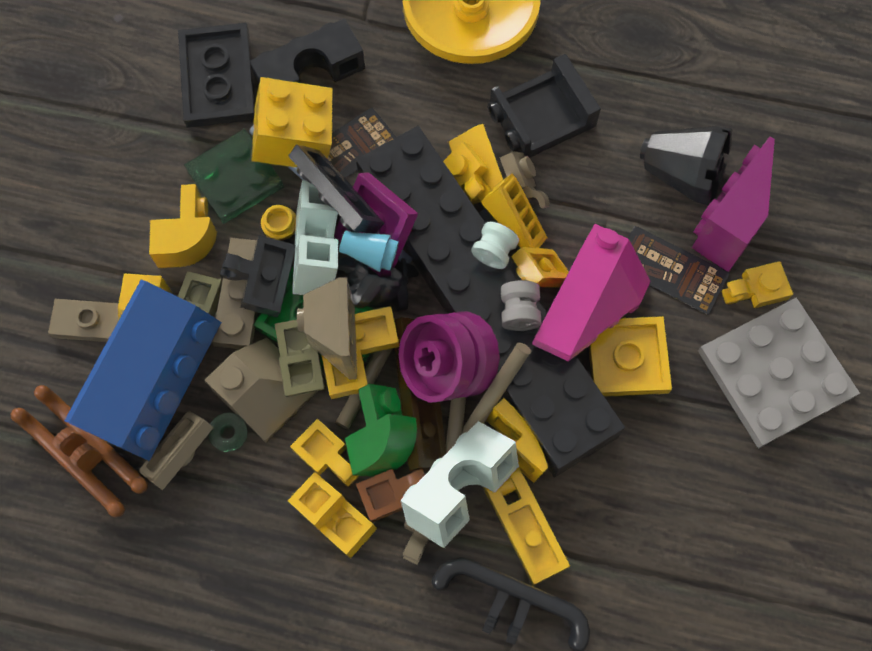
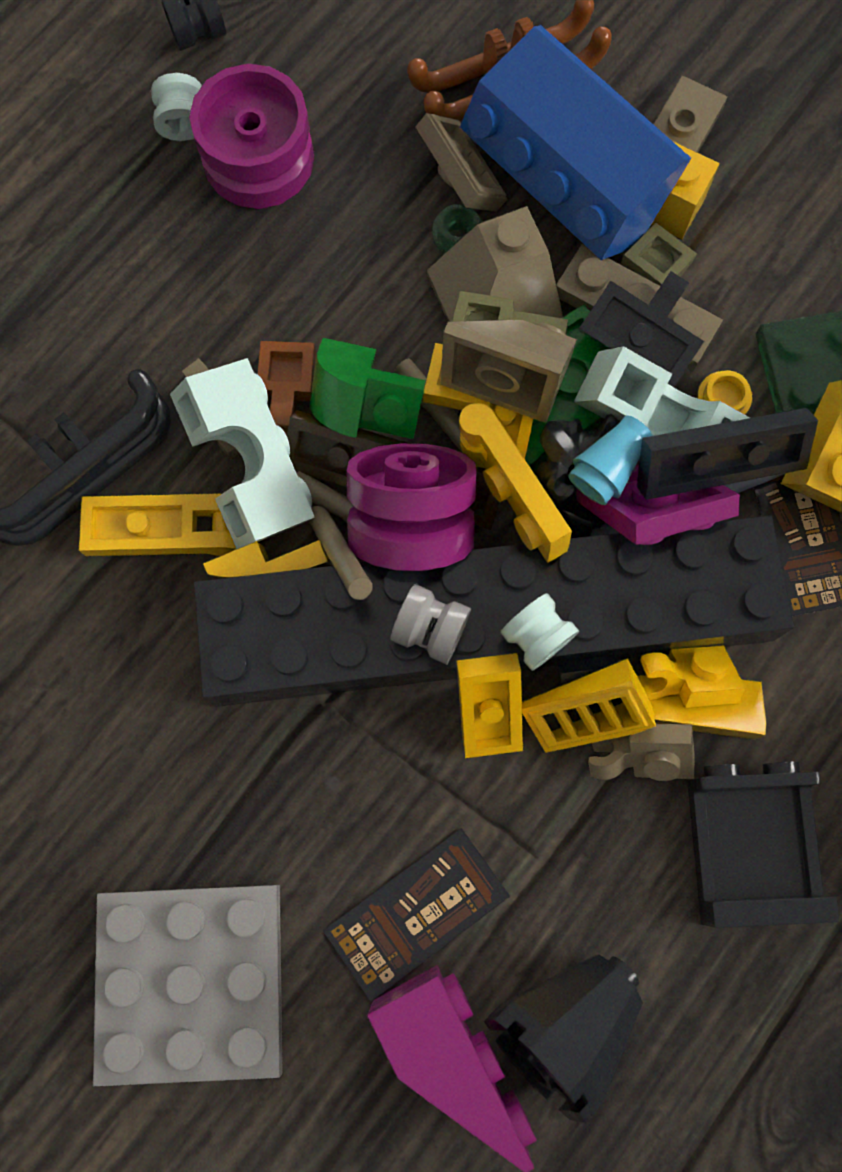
camera: 115 degrees right, 5 degrees up
(183, 239) = (749, 275): yellow brick -> none
(192, 605) = (253, 135): none -> magenta wheel
(322, 450) = (378, 323): yellow plate -> none
(332, 515) = (303, 308): yellow slope -> none
(409, 298) = (512, 479): none -> yellow plate
(595, 294) = (418, 768): dark pink wedge -> none
(631, 358) = (312, 772): yellow plate -> none
(761, 284) = (324, 1036): yellow plate -> none

